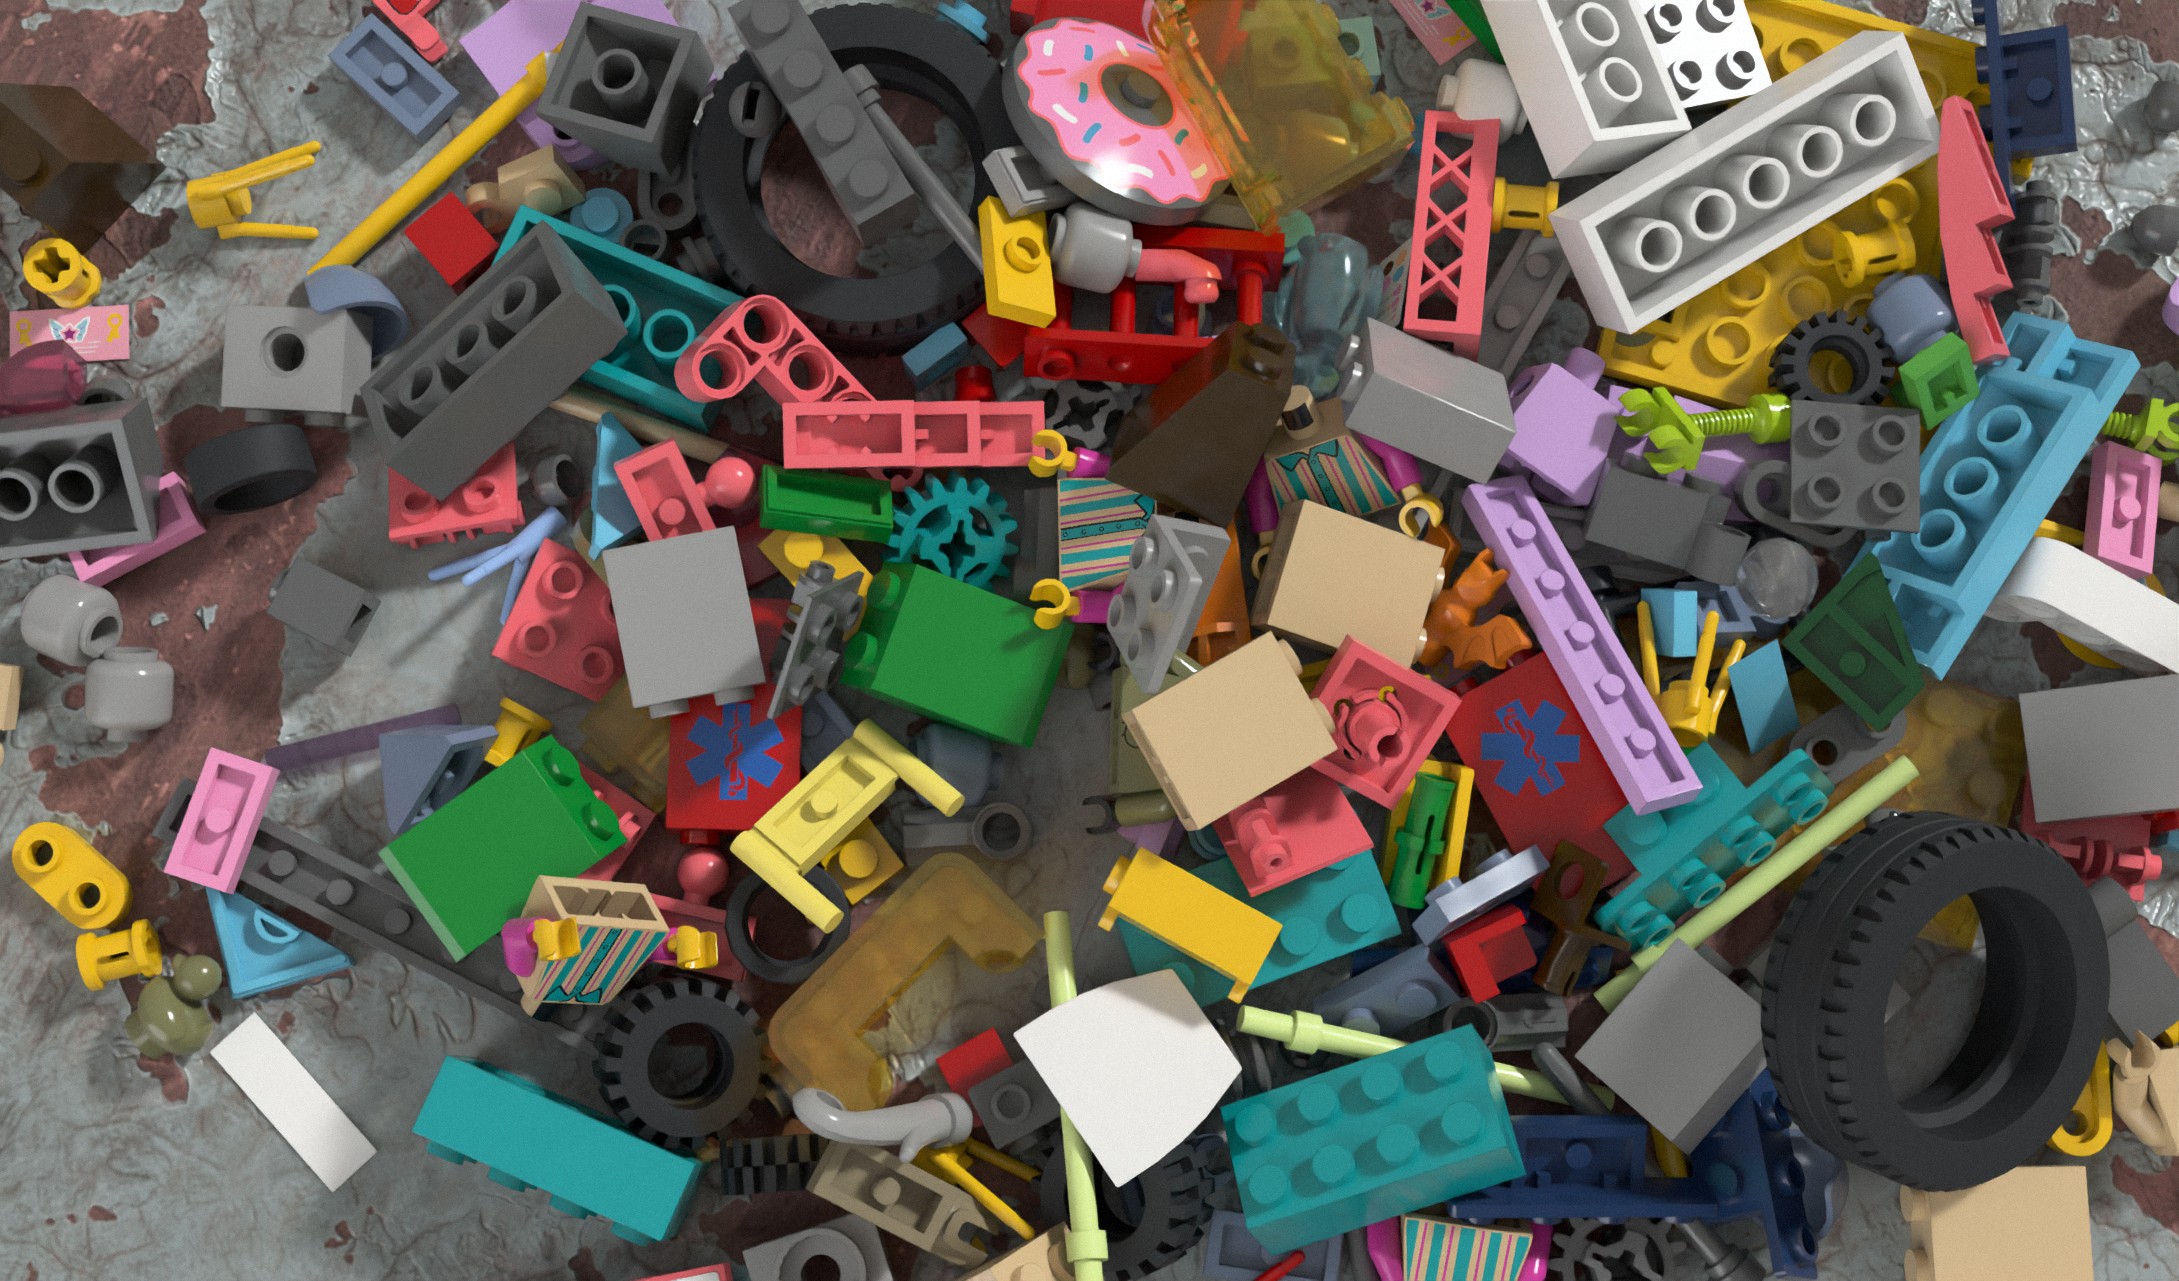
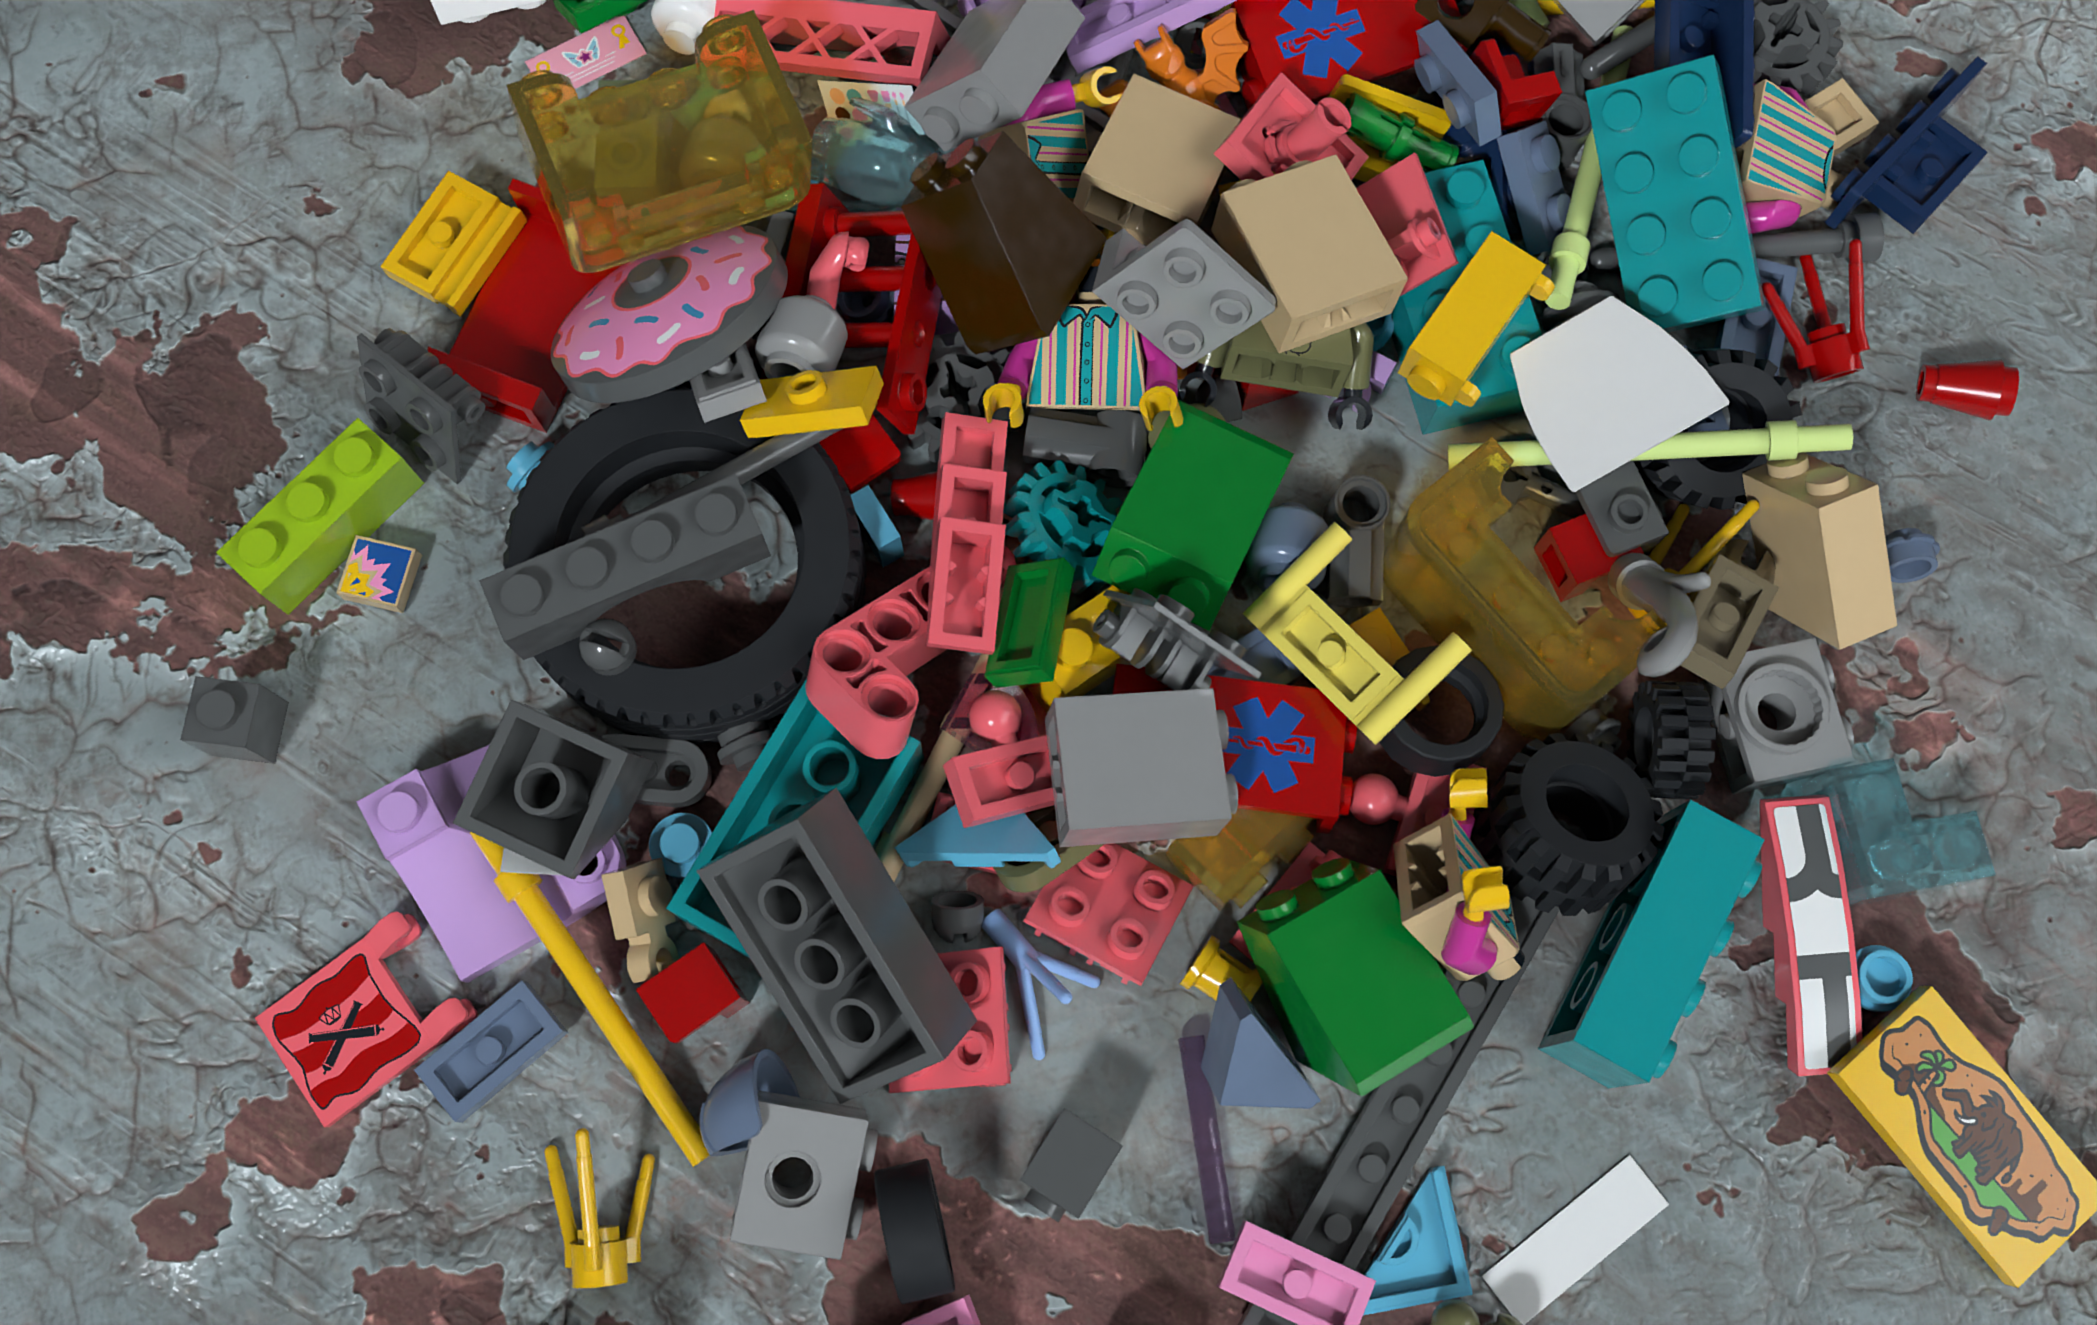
camera: 80 degrees left, 5 degrees down
(648, 237) = (710, 795): dark grey hinge -> none

